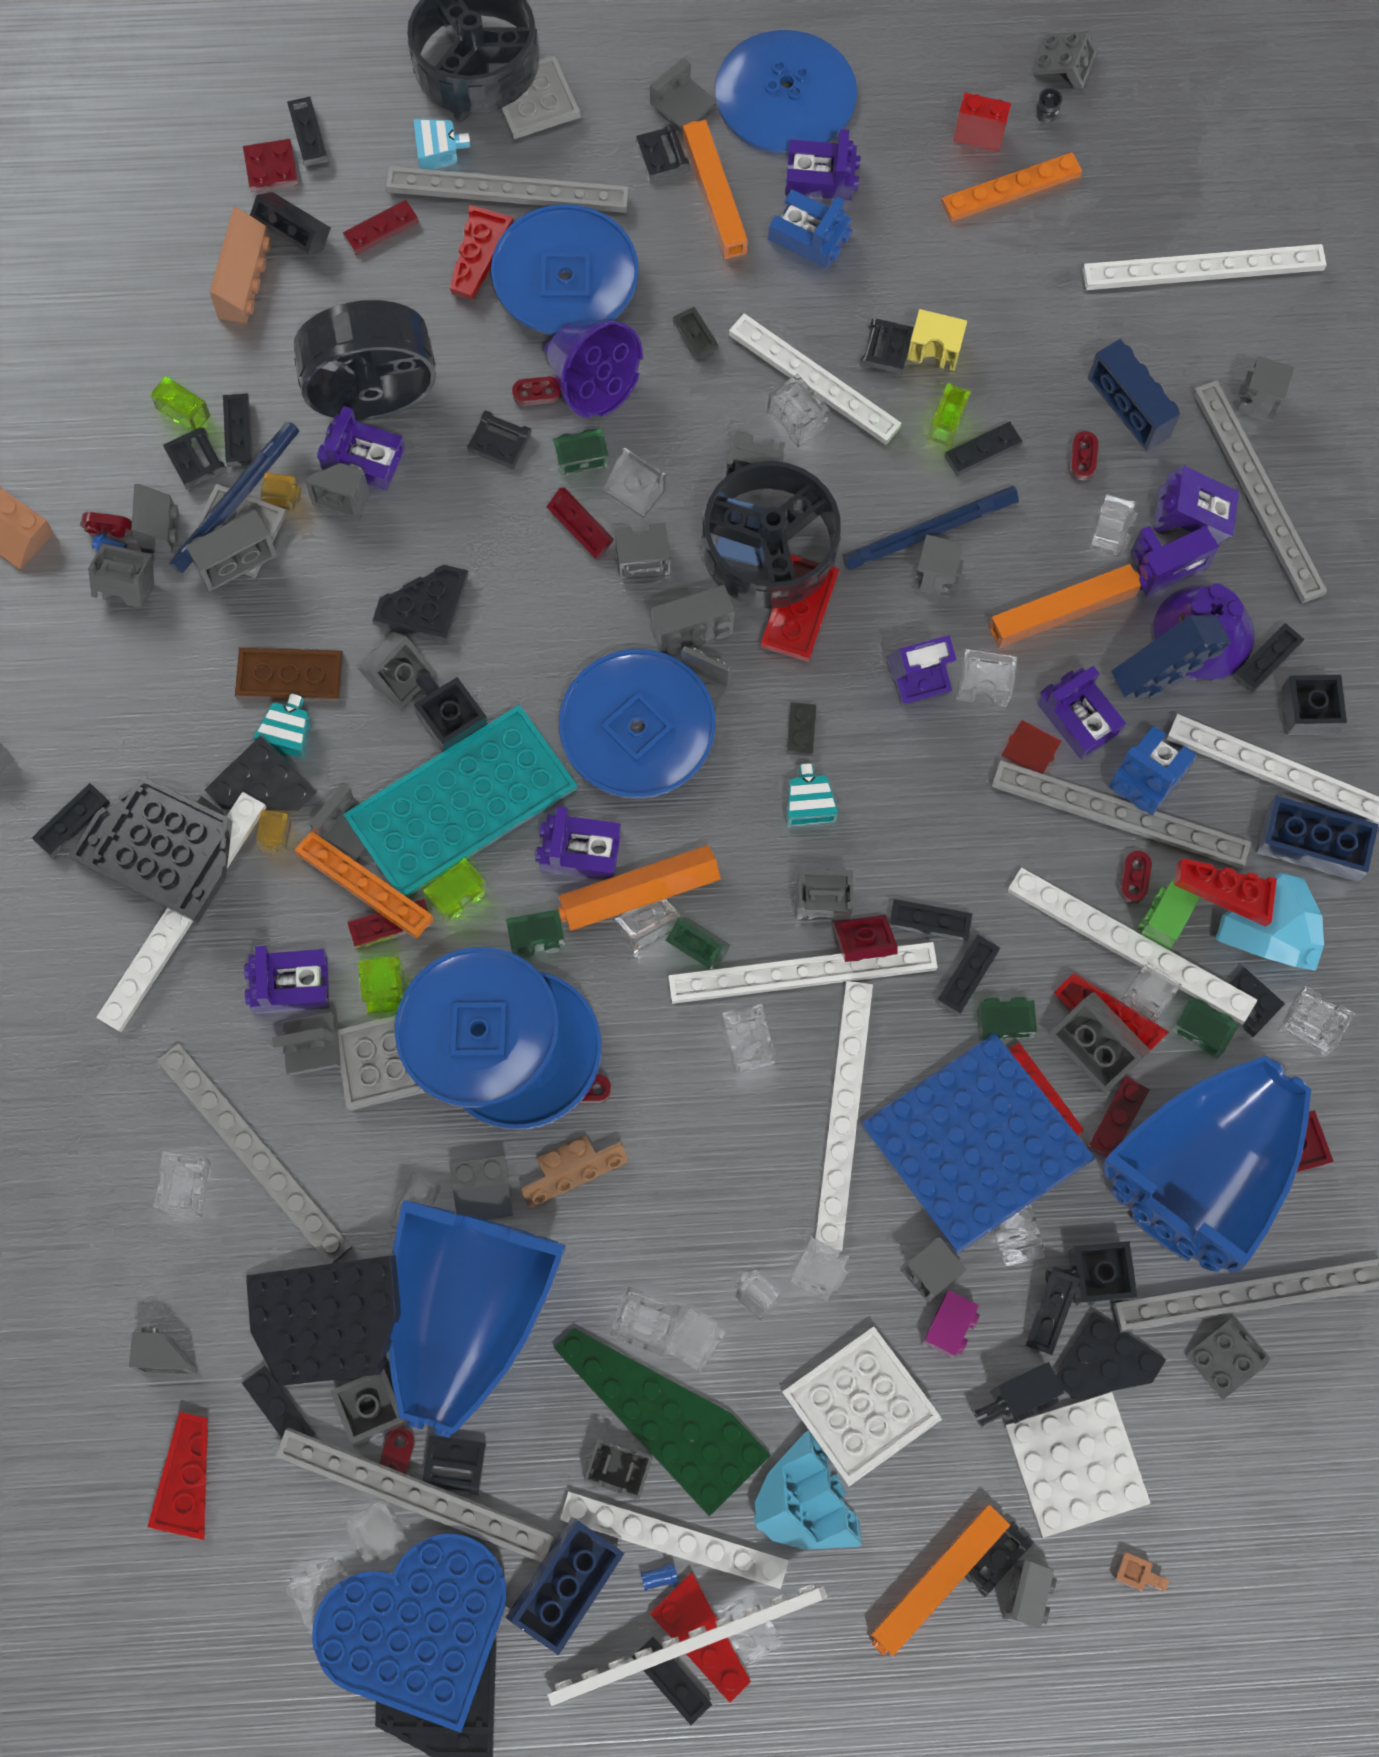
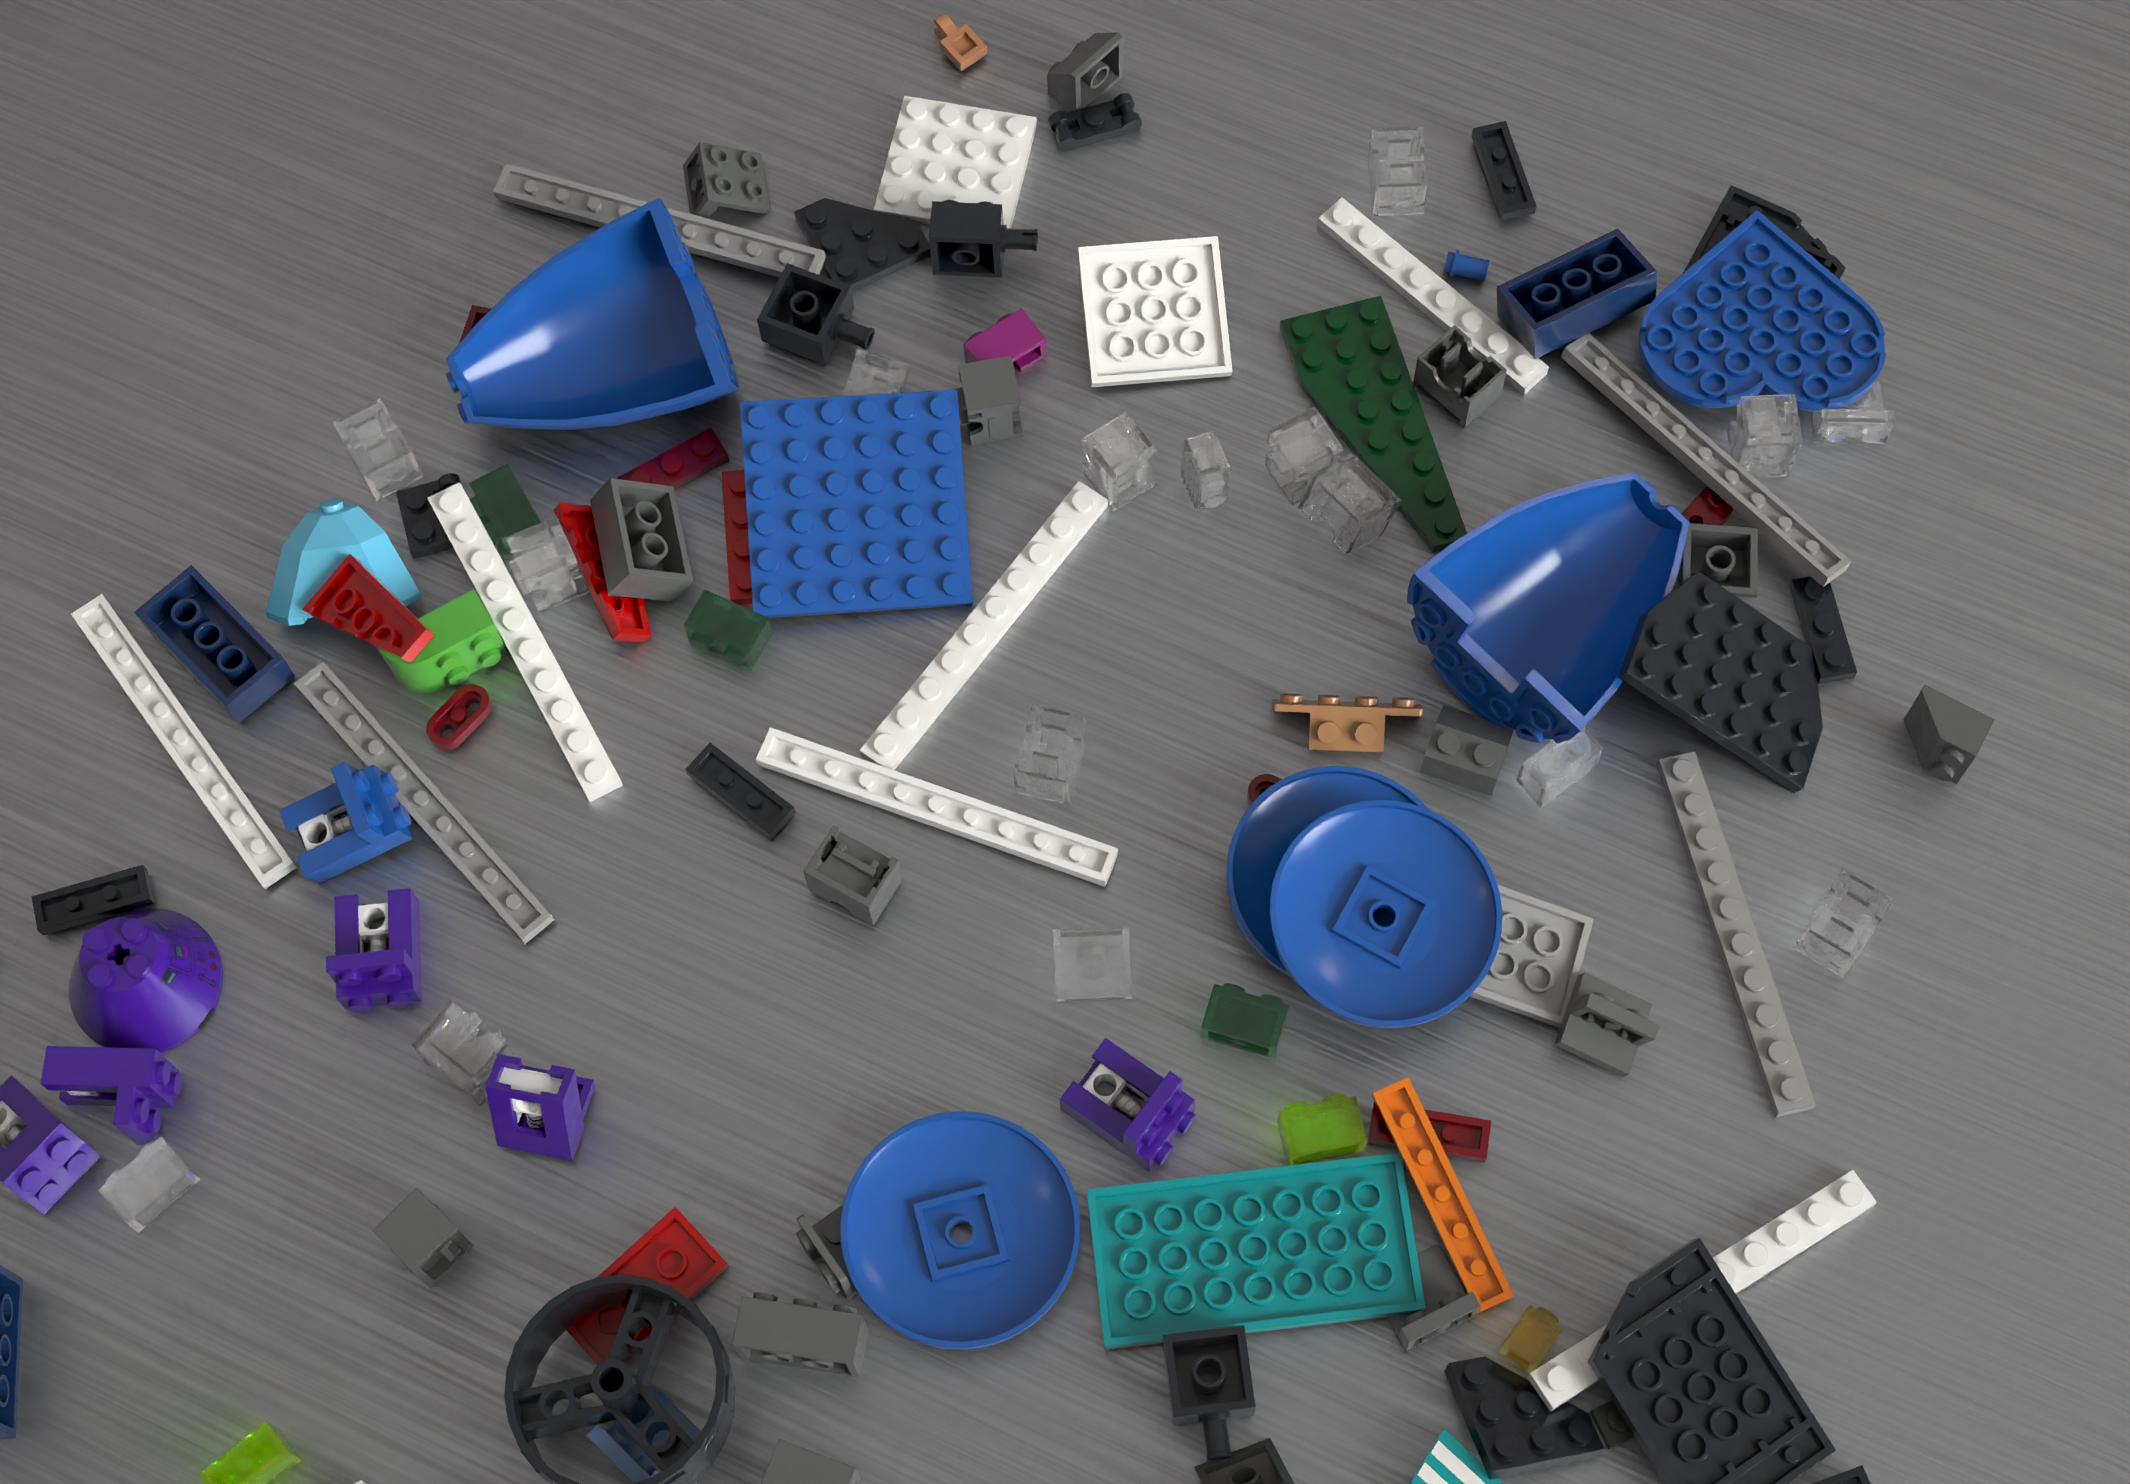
camera: 145 degrees left, 5 degrees down
(182, 1487) = (1969, 598): red wing -> none
(262, 973) = (1637, 1115): dark purple brick -> none
(382, 983) = (1478, 1041): clear neon green piece -> none
(455, 1455) = (1620, 463): black plate -> none
(638, 888) = (1081, 1008): orange brick -> none
(689, 1610) = (1452, 202): red wing -> none
(698, 942) = (1045, 896): clear green brick -> none
(698, 1638) = (1474, 167): white plate -> none
(801, 729) = (745, 1121): pearl dark grey plate -> none
(805, 1503) = (1269, 257): medium azure brick -> none
(810, 799) = (794, 1016): teal torso -> none
(865, 938) = (835, 796): dark red plate -> none
(931, 527) = (383, 1315): dark blue piece -> none
(938, 1581) = (1169, 128): orange brick -> none
(968, 975) = (737, 704): black plate -> none
(983, 448) = (236, 1401): black plate -> none
(1031, 747) = (469, 945): clear red piece -> none
(1052, 1310) = (885, 302): black plate -> none
(1064, 606) = (294, 1103): orange brick -> none
(1084, 457) = (109, 1308): dark red plate -> none
(1171, 657) = (222, 925): dark blue brick -> none
(1314, 704) = (88, 803): black brick -> none

